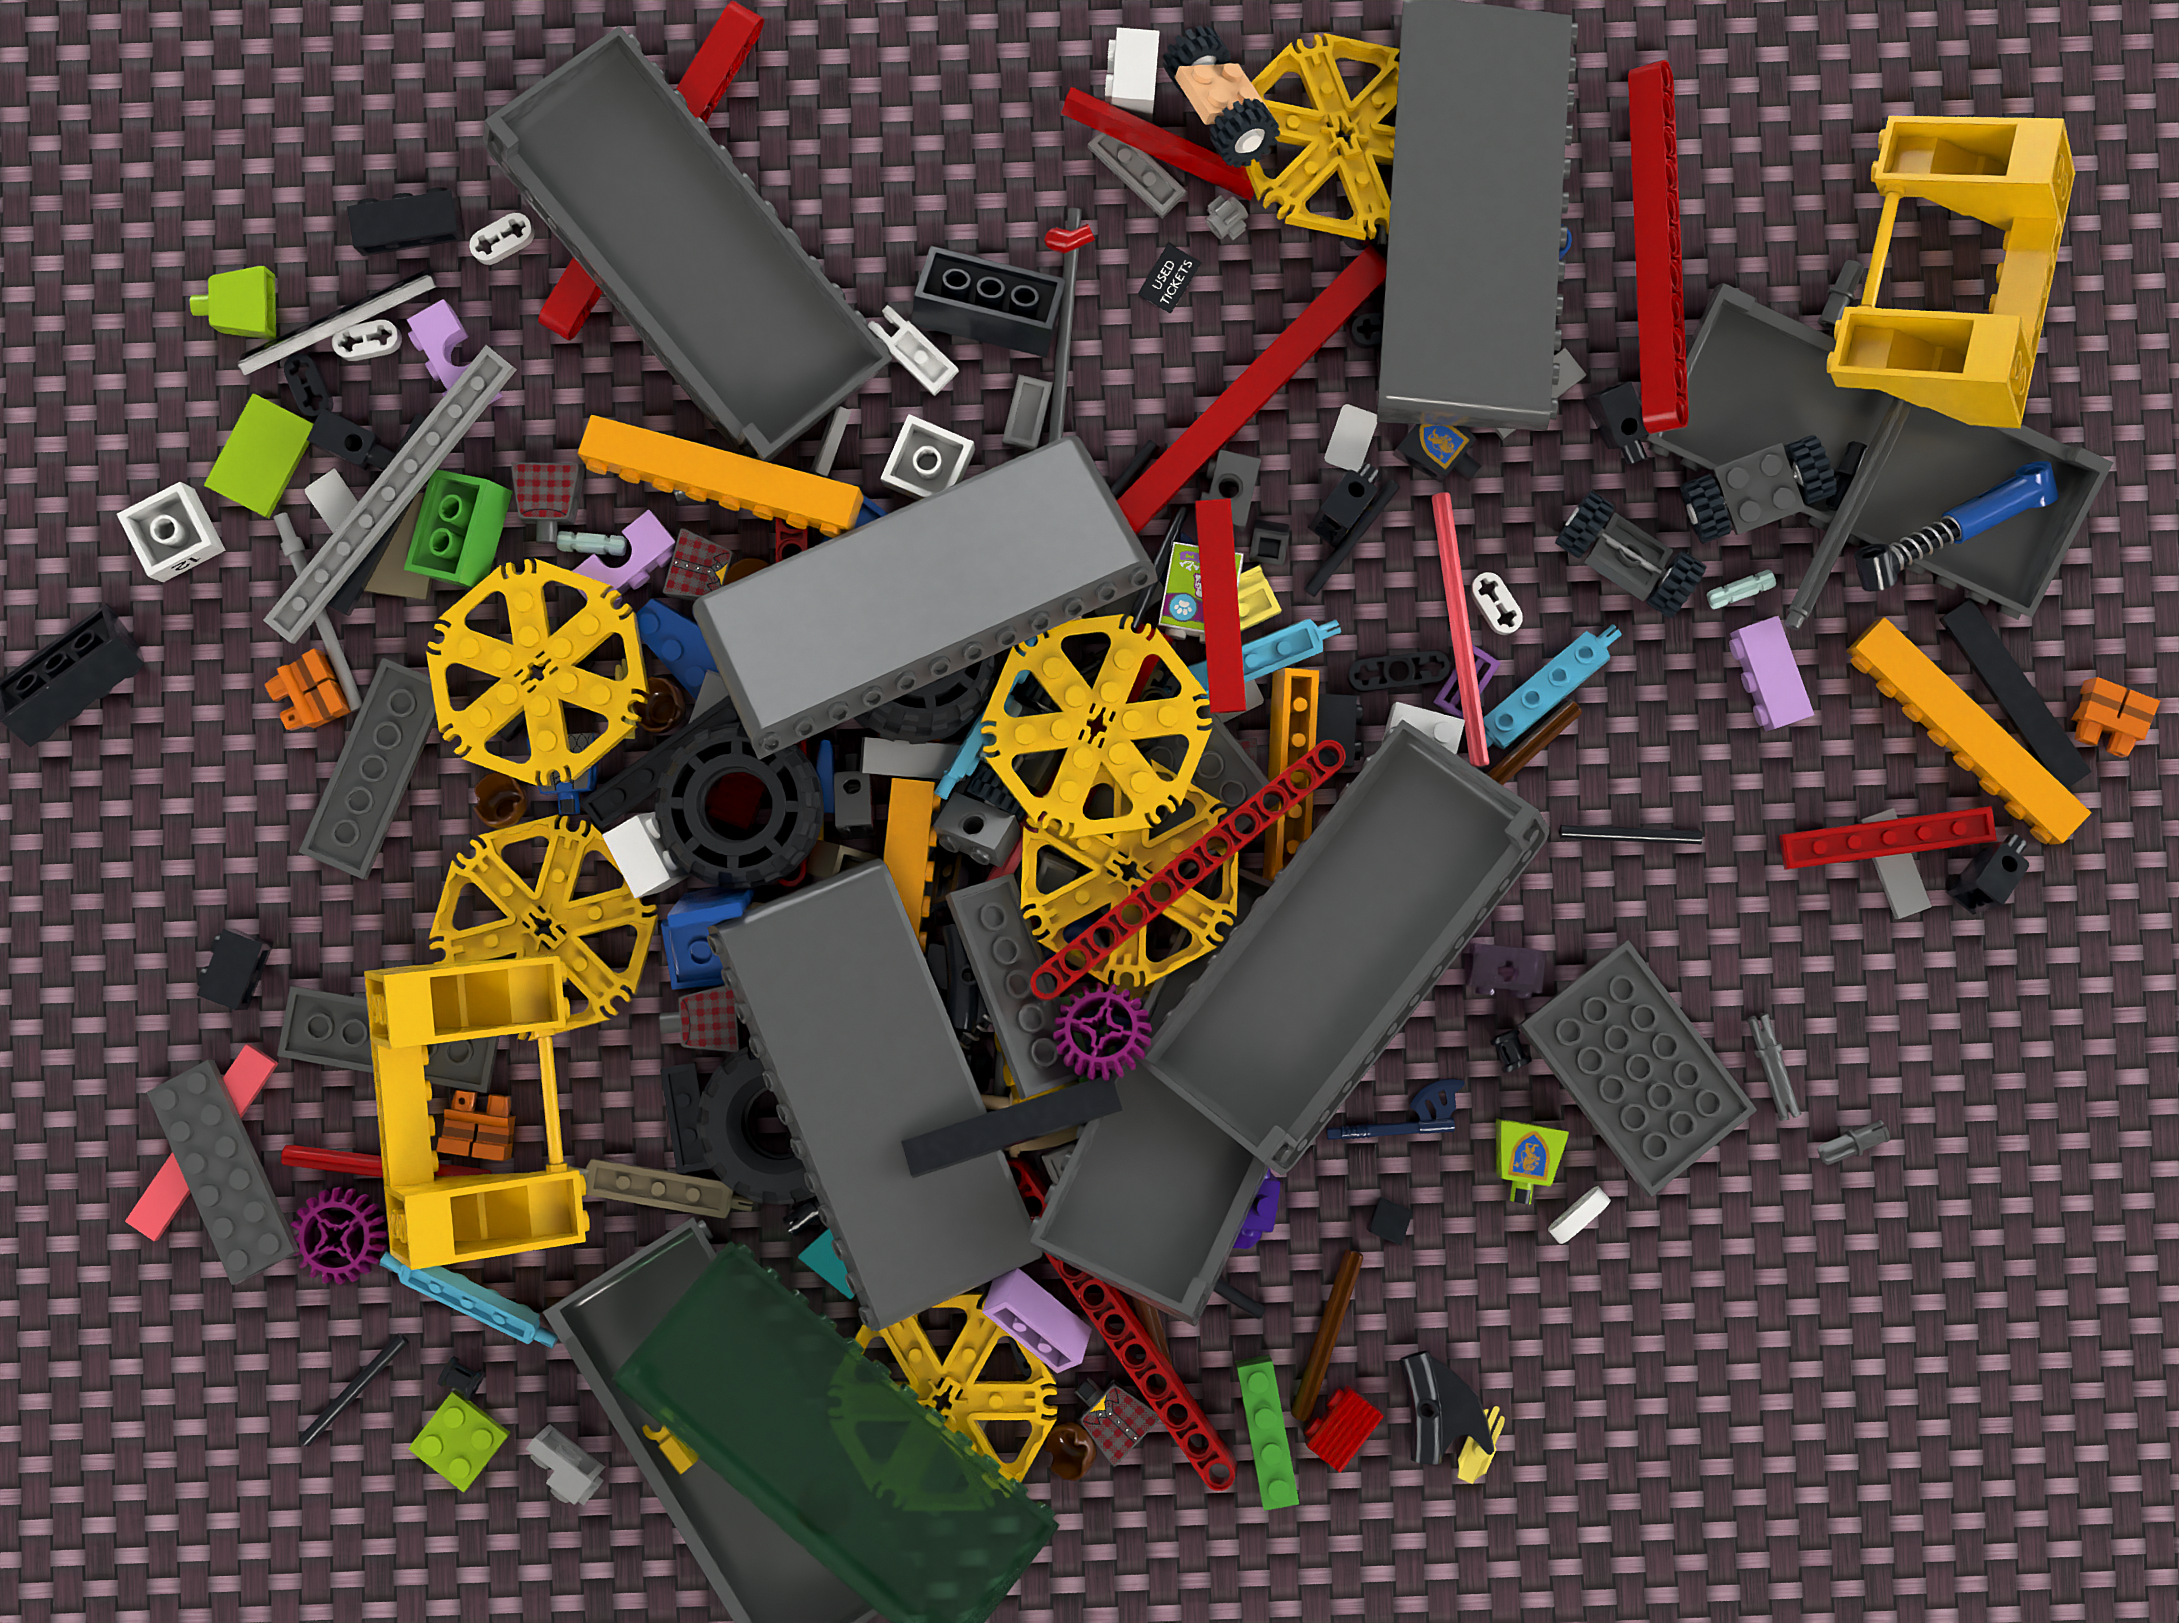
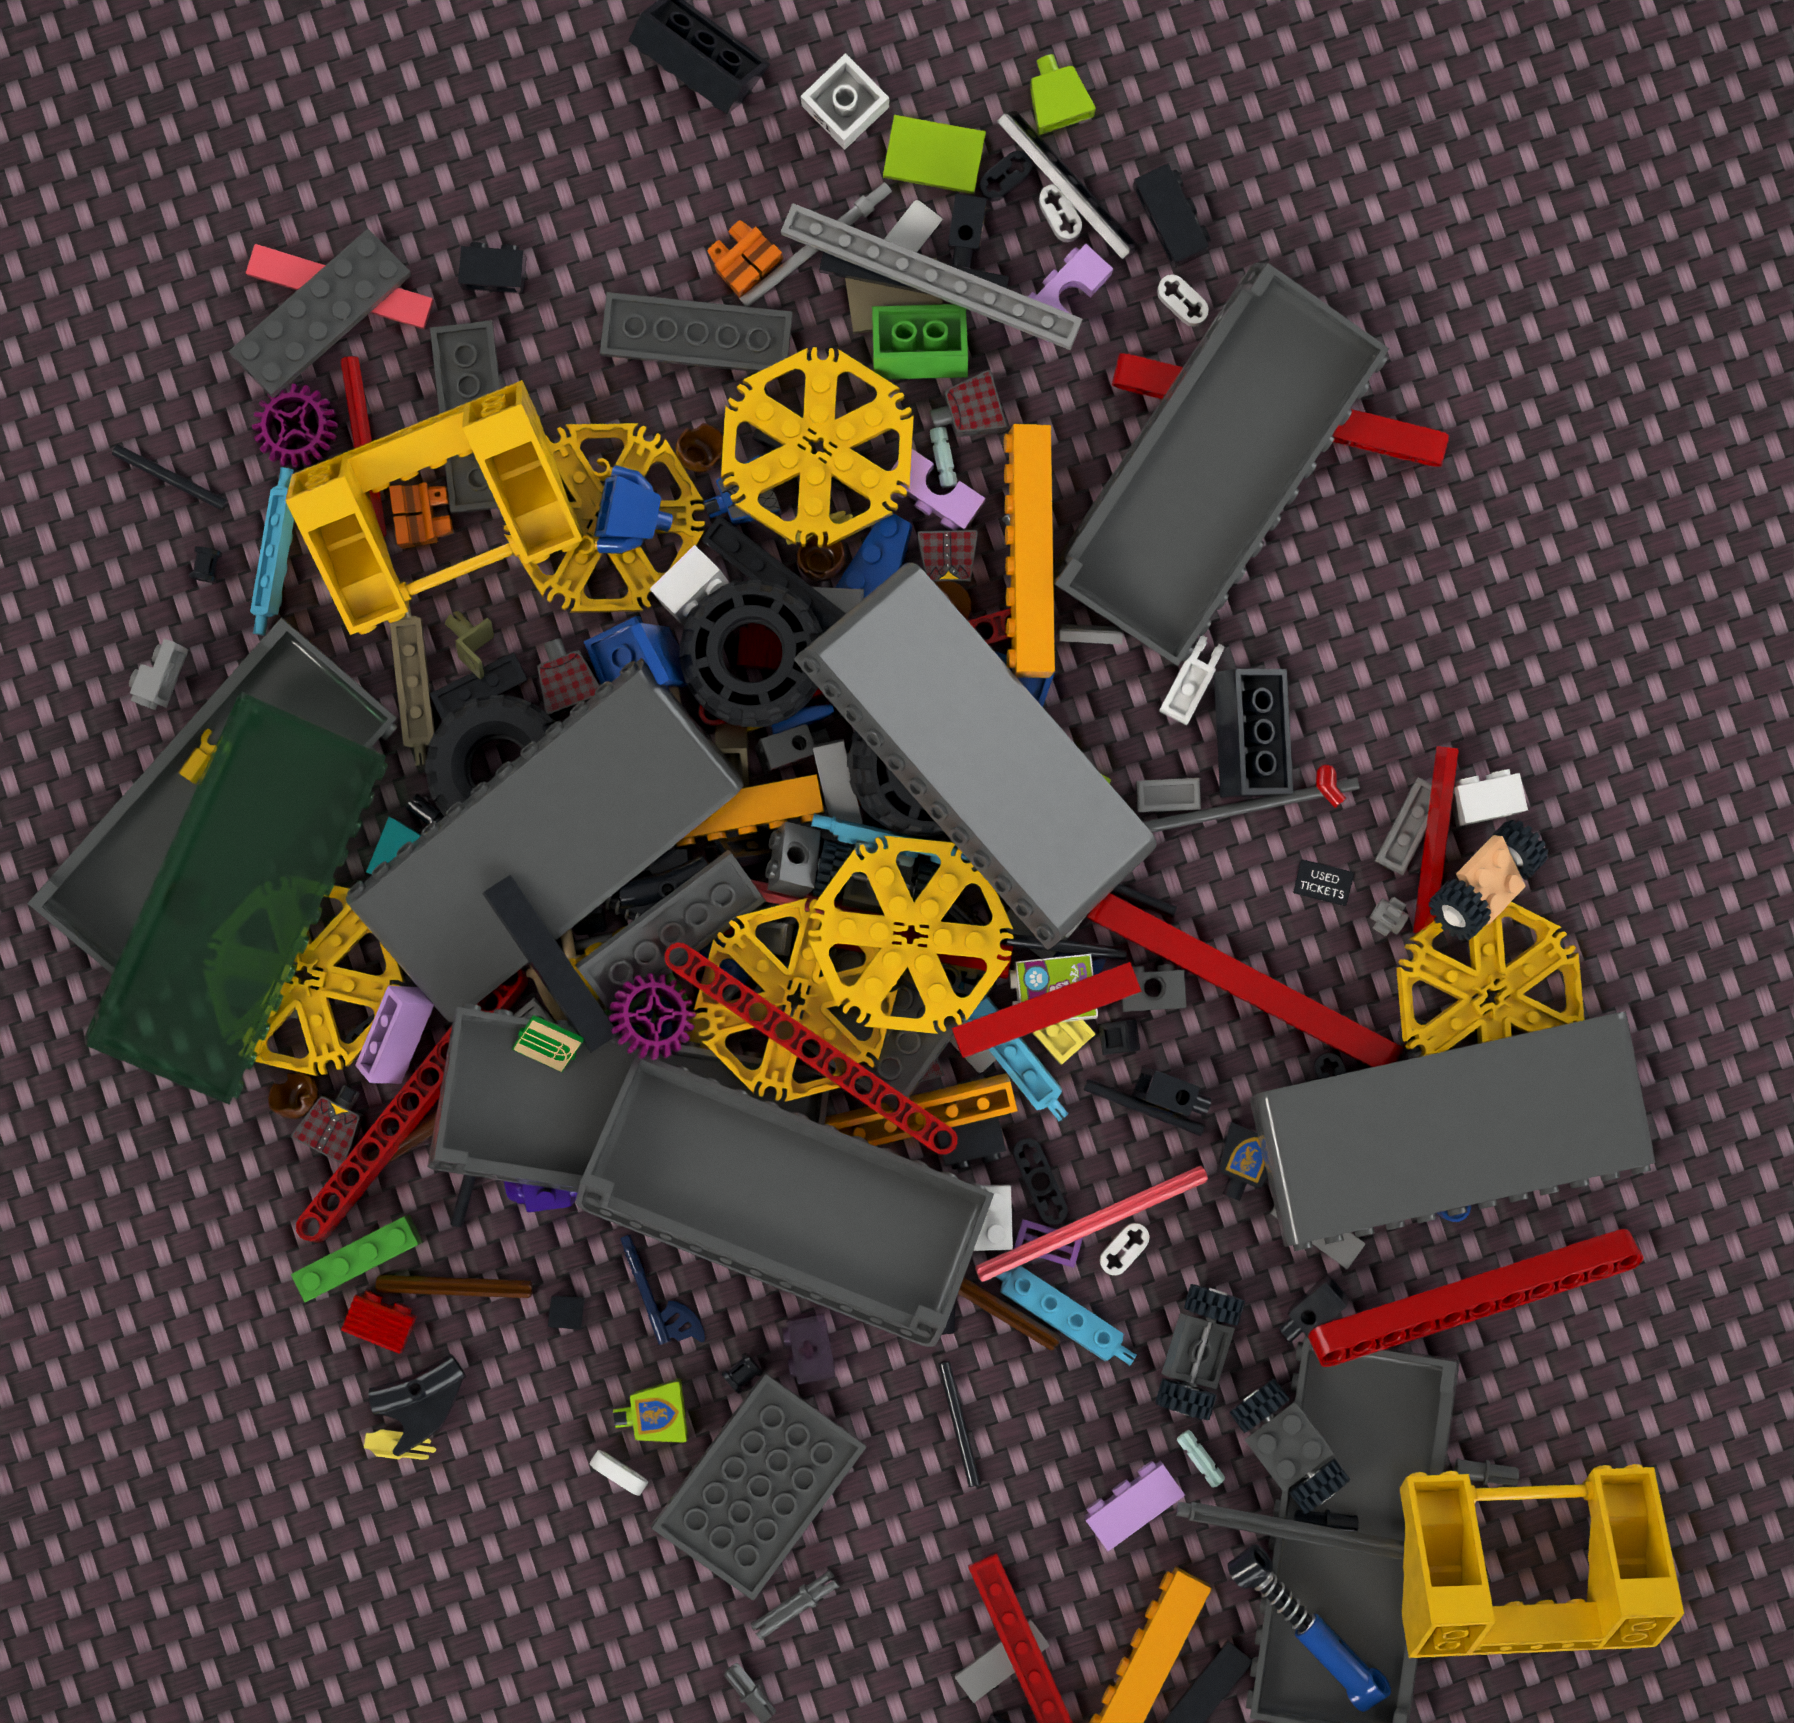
camera: 80 degrees right, 0 degrees up
(459, 1441) = (153, 579): lime plate -> none
(544, 899) = (626, 511): none -> blue torso
(632, 1112) = (470, 640): none -> olive bracket
(926, 459) = (1098, 722): white brick -> none
(1098, 1154) = (547, 1043): none -> piece
(1351, 438) = (1231, 1081): white sticker -> none

